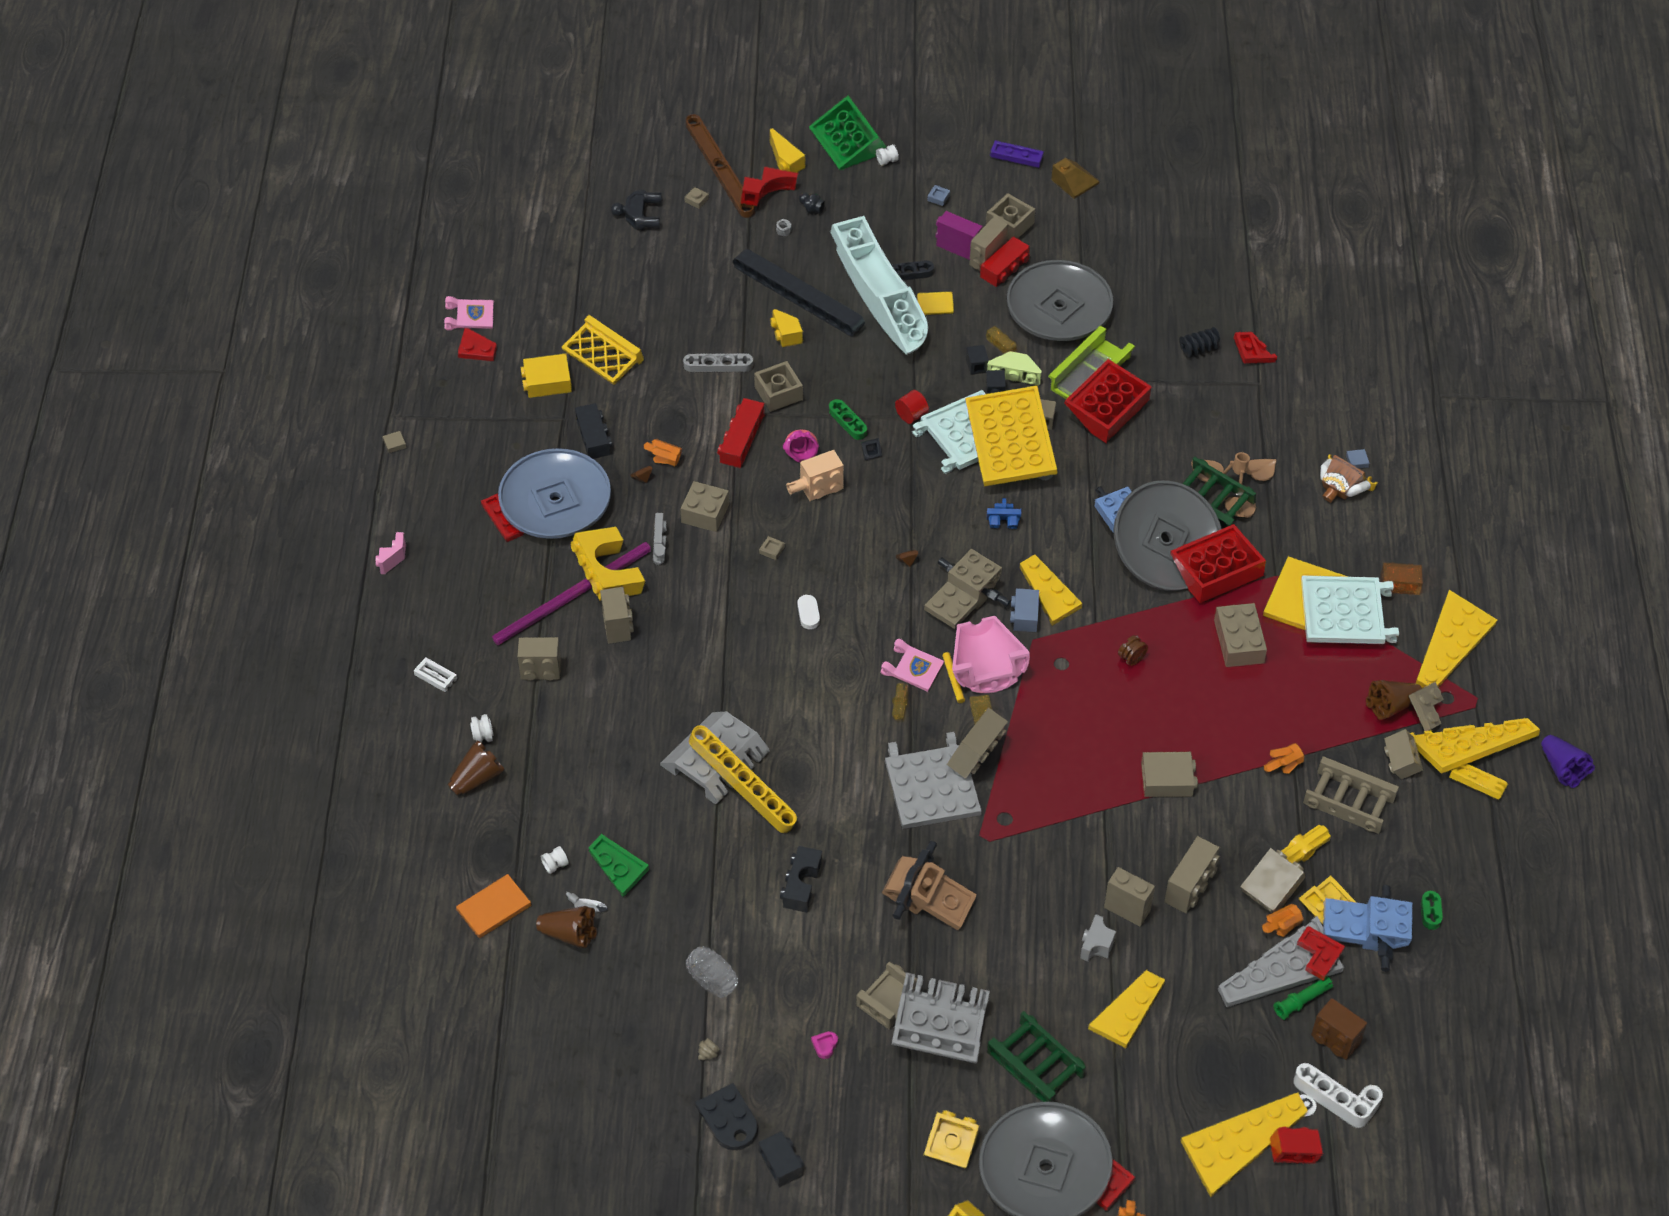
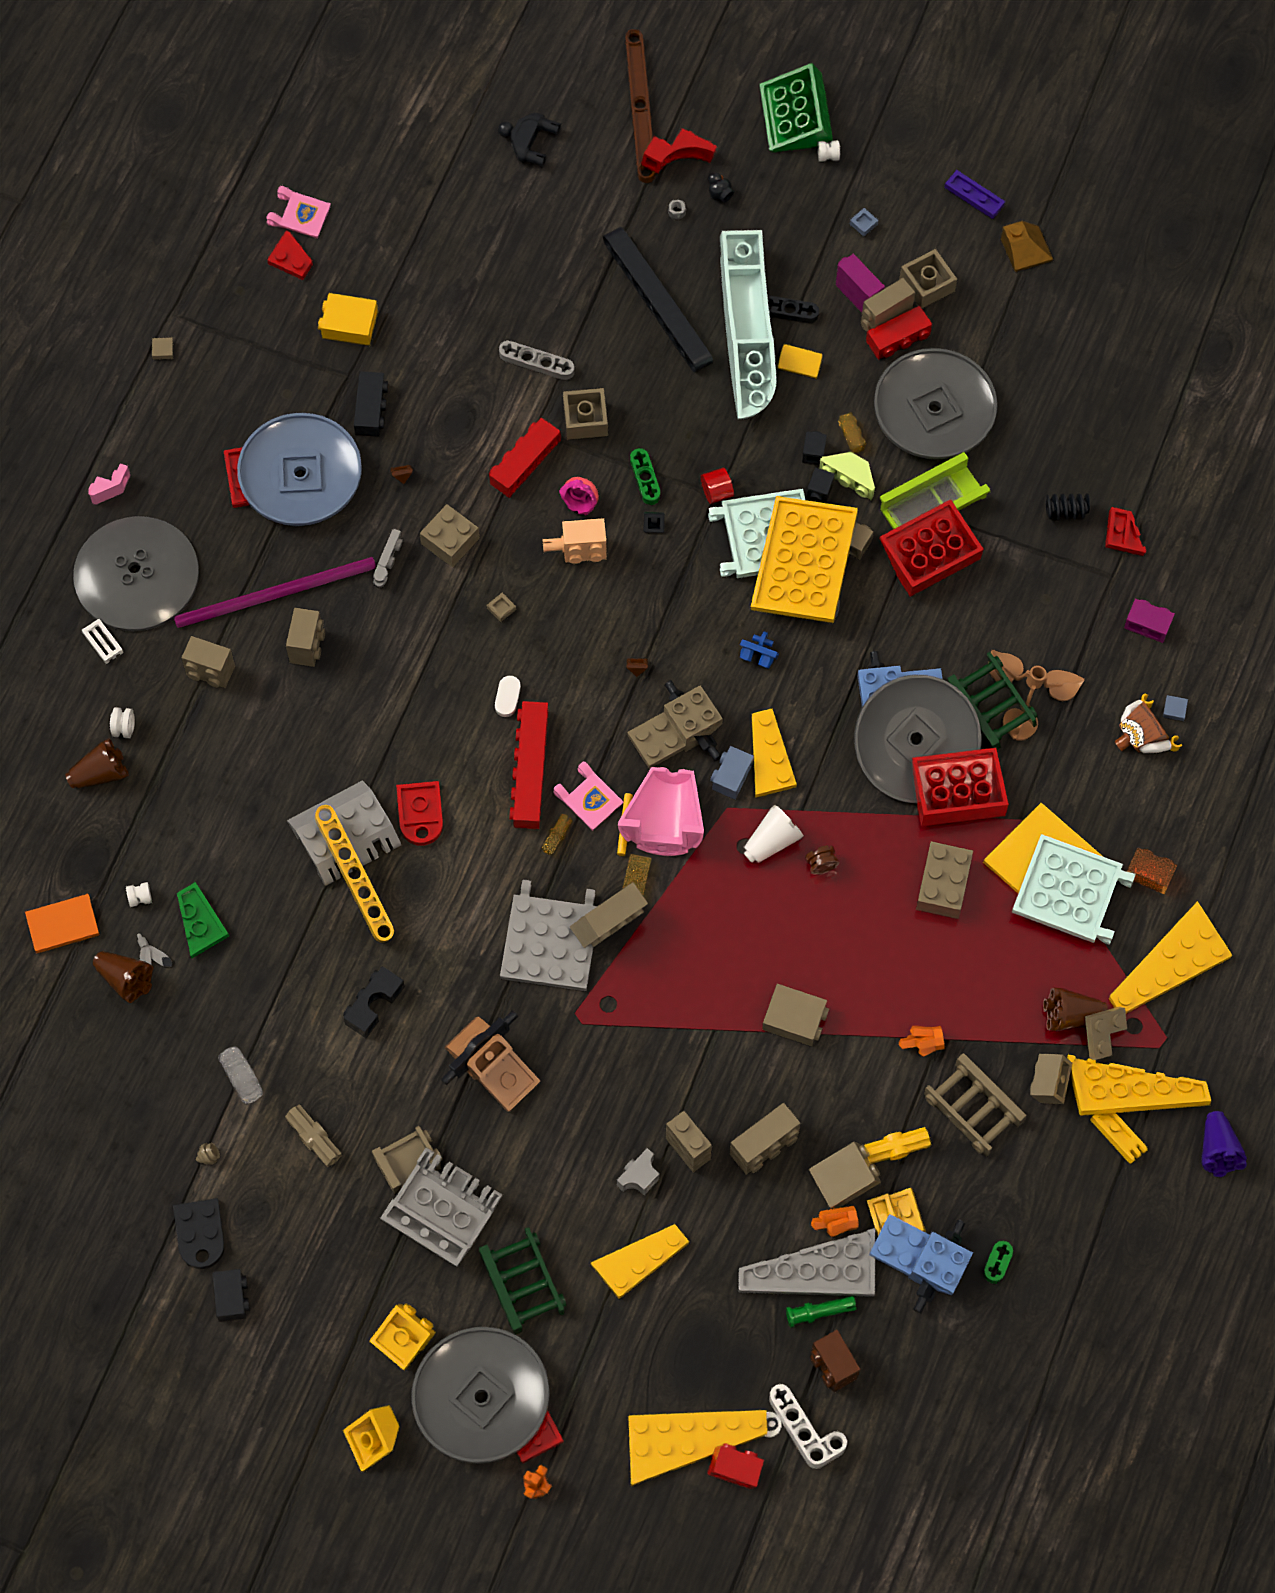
camera: 20 degrees right, 15 degrees up
(449, 635) = (142, 598): none -> dark grey dish
(600, 542) = (309, 594): yellow arch -> none
(613, 340) = (435, 299): yellow fence -> none
(664, 452) = (433, 454): orange rock -> none
(696, 197) = (598, 140): dark tan plate -> none
(772, 719) = (420, 810): none -> red tile
(786, 155) = (718, 119): yellow slope -> none
(786, 328) = (626, 342): yellow slope -> none
(797, 1003) = (313, 1135): none -> dark tan piece
(824, 1044) = (323, 1188): dark pink tile -> none
(853, 656) = (530, 765): none -> red brick
(1083, 643) = (772, 836): none -> white cone
(1305, 403) = (1149, 620): none -> magenta brick
(1325, 952) = (862, 1270): red plate -> none

